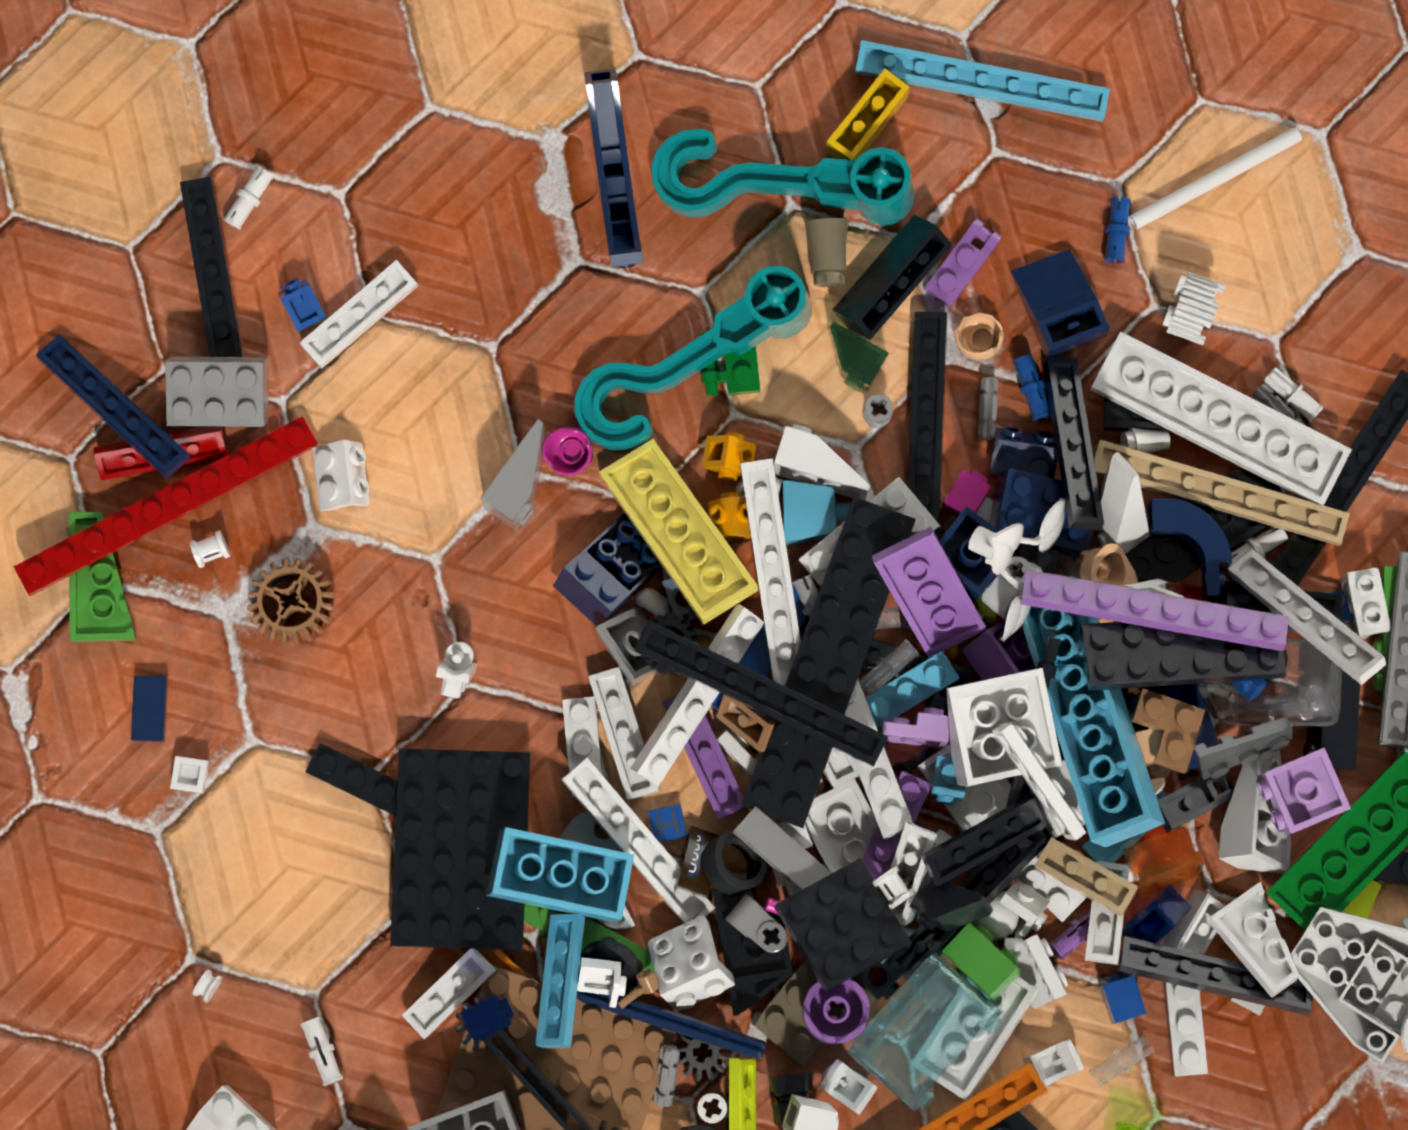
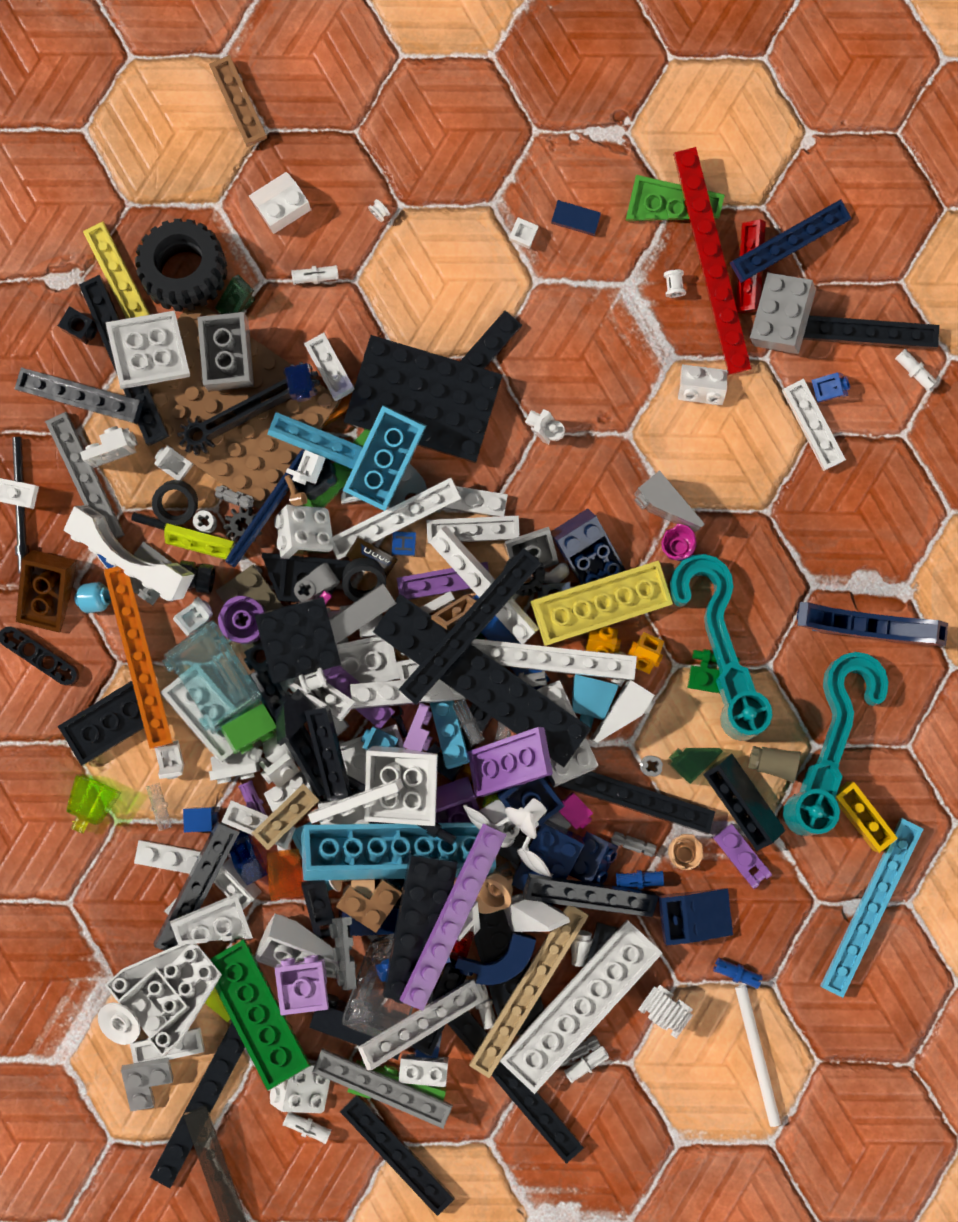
camera: 105 degrees right, 5 degrees up
(297, 588) = (616, 321): medium nougat gear -> none

